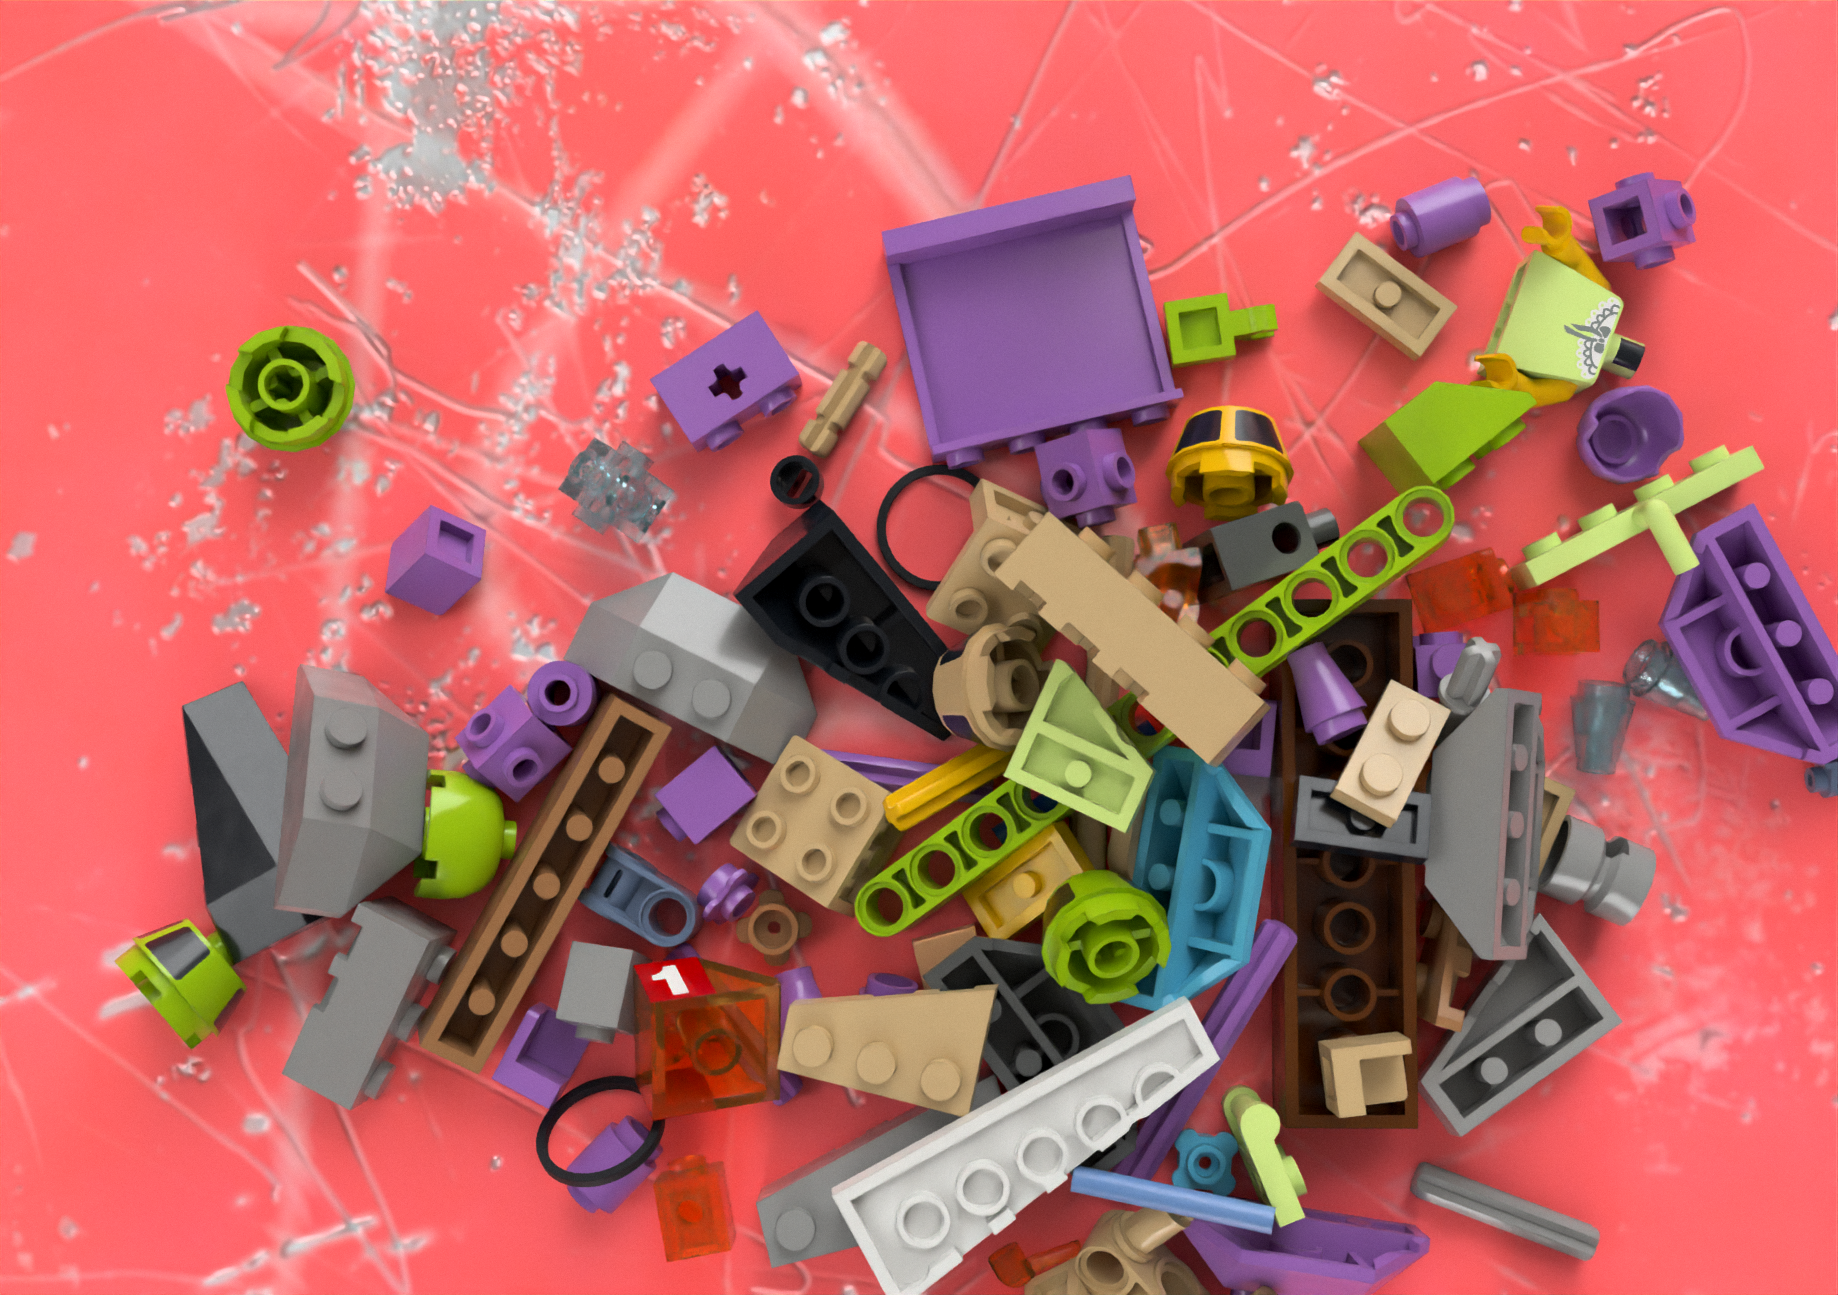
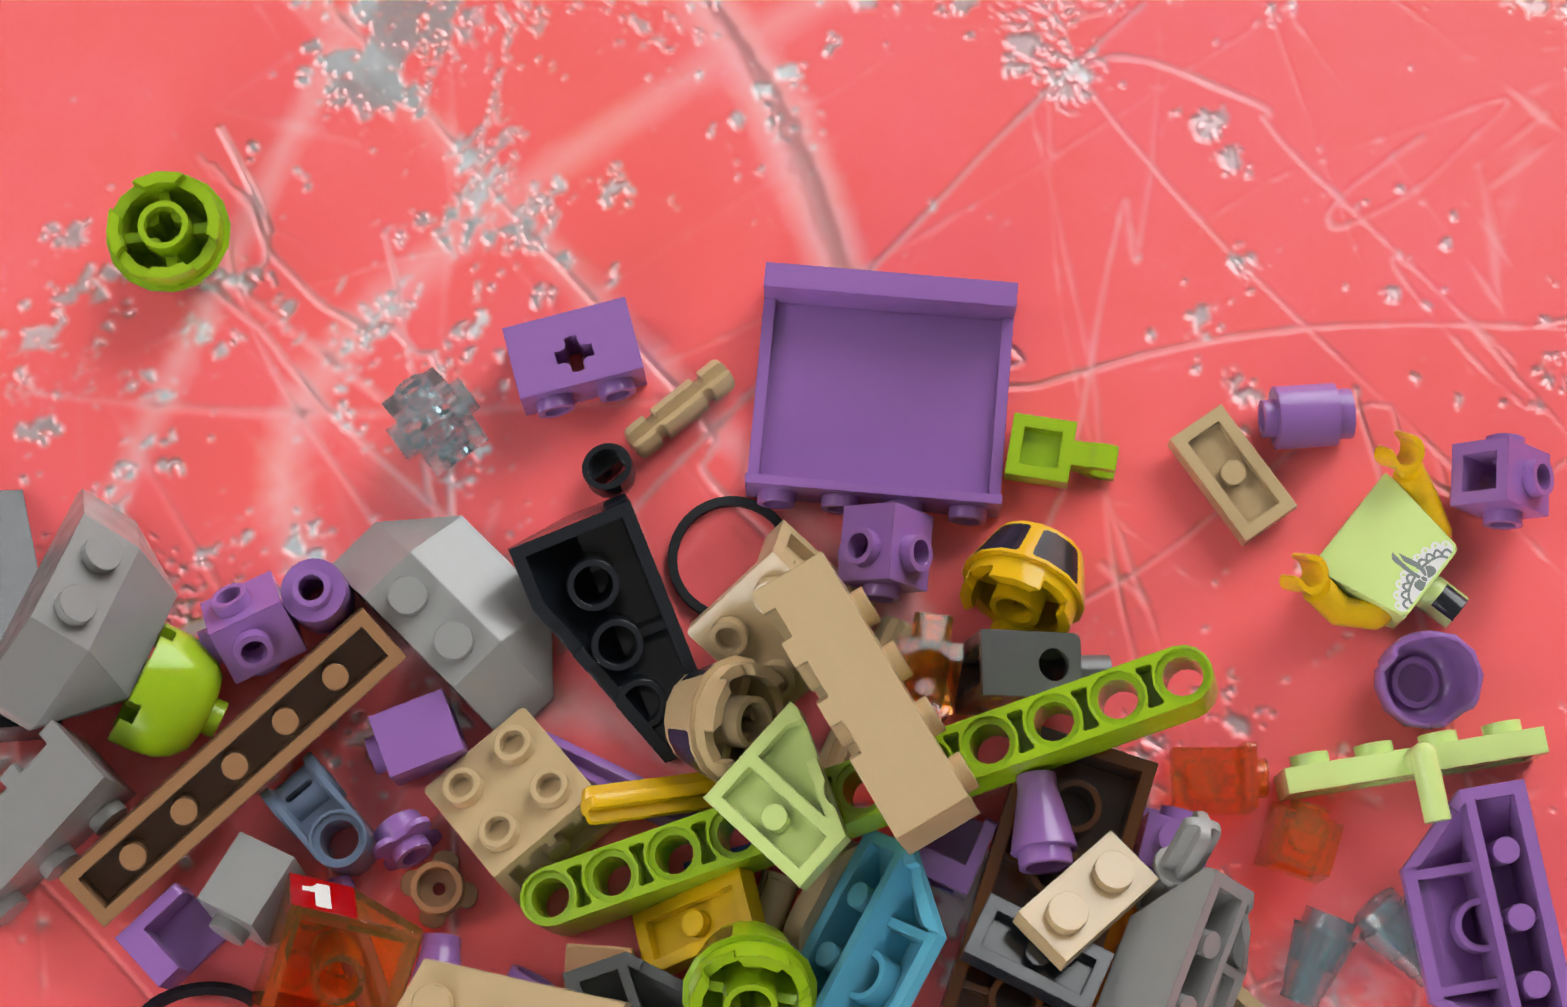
camera: 20 degrees right, 10 degrees down
(435, 561) = (243, 435): medium lavender panel -> none
(1439, 430) = (1243, 612): lime slope -> none

